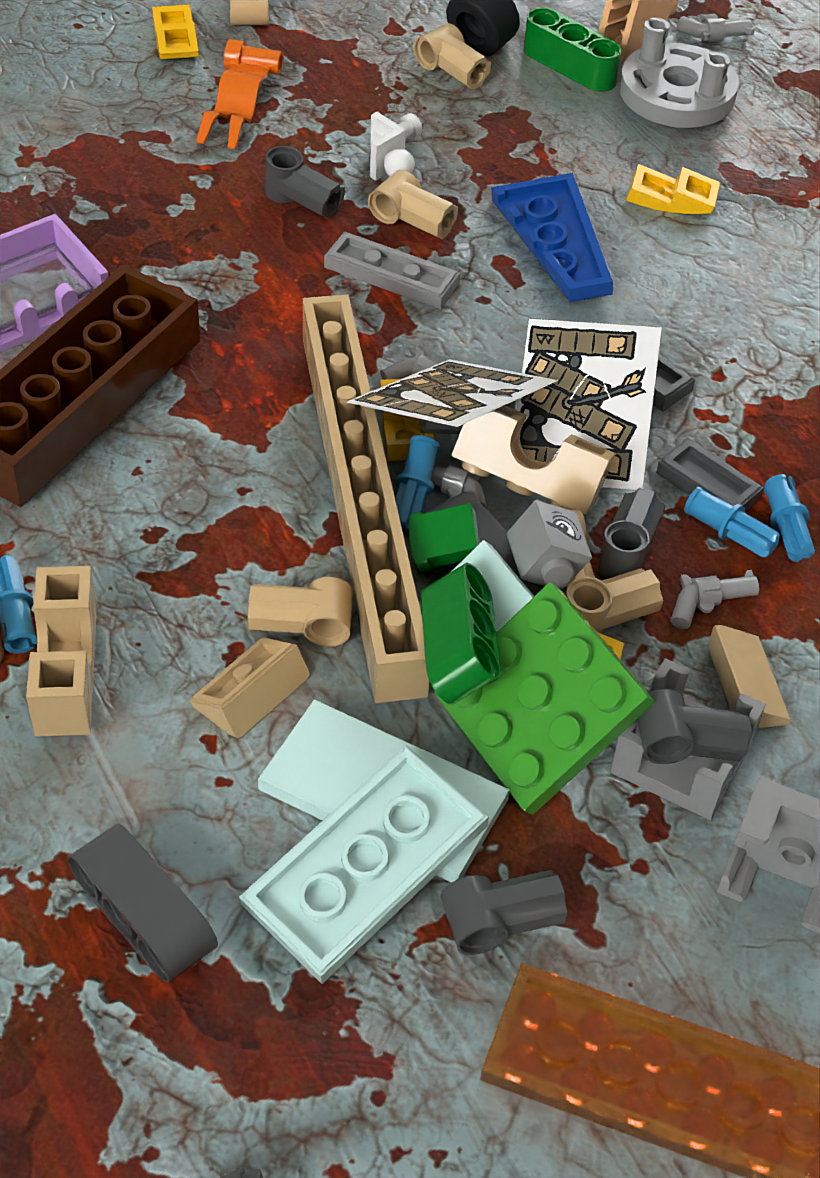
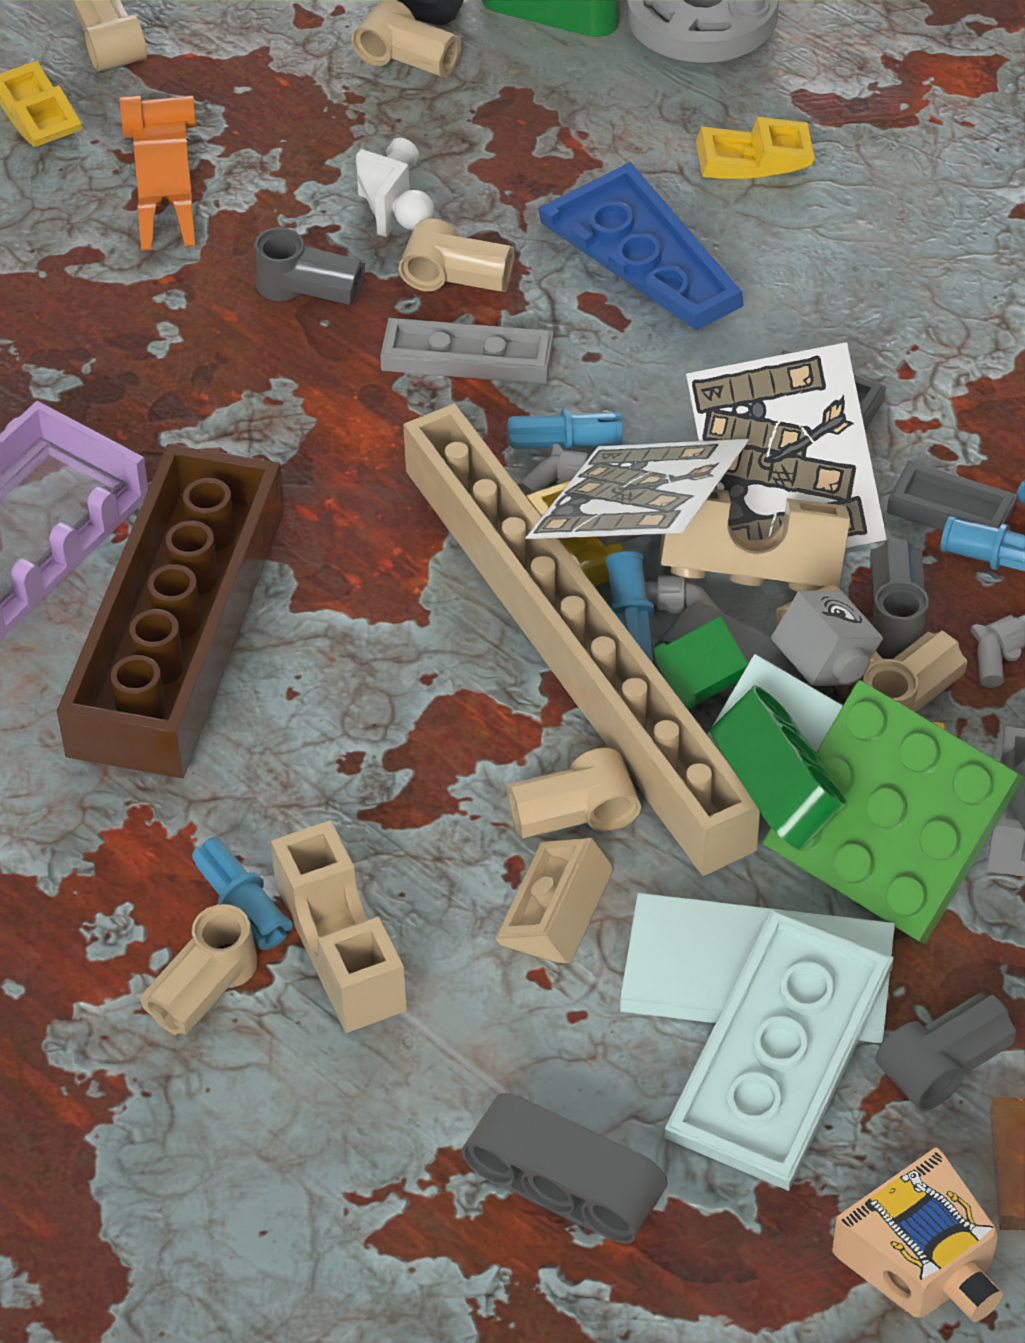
camera: 15 degrees left, 0 degrees up
(405, 1068) = (922, 1241): none -> torso
(432, 342) = (566, 430): none -> dark azure axle

